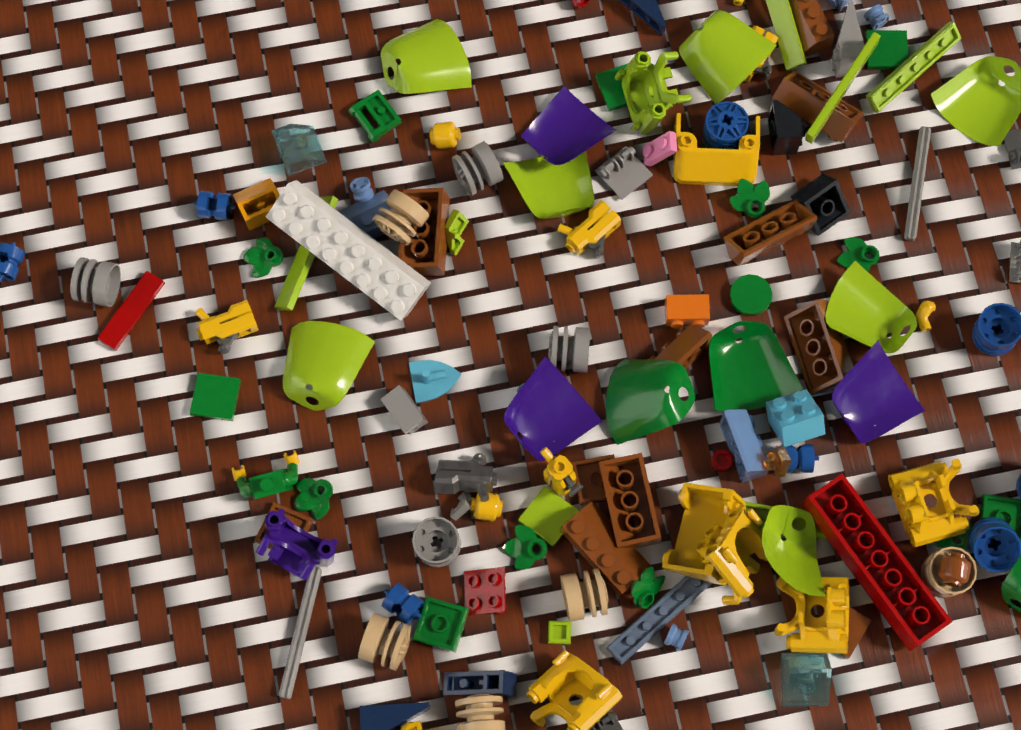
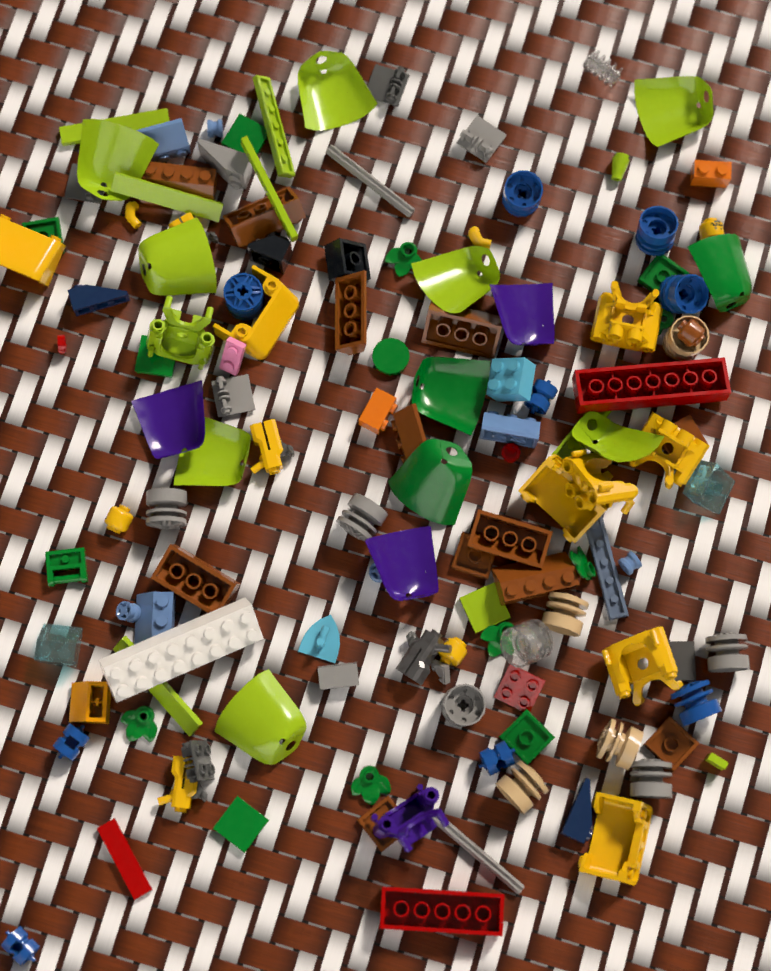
camera: 65 degrees left, 5 degrees up
(95, 282) = (85, 876): light grey wheel -> none
(223, 627) = (442, 911): none -> red brick
(253, 326) = (200, 753): none -> dark grey hinge
(268, 483) = (342, 815): green torso -> none
(398, 221) = (180, 591): tan wheel -> none
(429, 60) = (43, 494): lime piece -> none
(454, 227) = (205, 555): lime slope -> none
(480, 682) = (589, 731): dark blue slope -> none
(532, 570) = (526, 643): none -> clear wheel
(559, 632) = (579, 649): lime tile -> none
(560, 474) = (462, 579): yellow piece -> none
(748, 195) = (309, 310): green plate -> none
(778, 461) = (539, 411): clear orange tile -> none

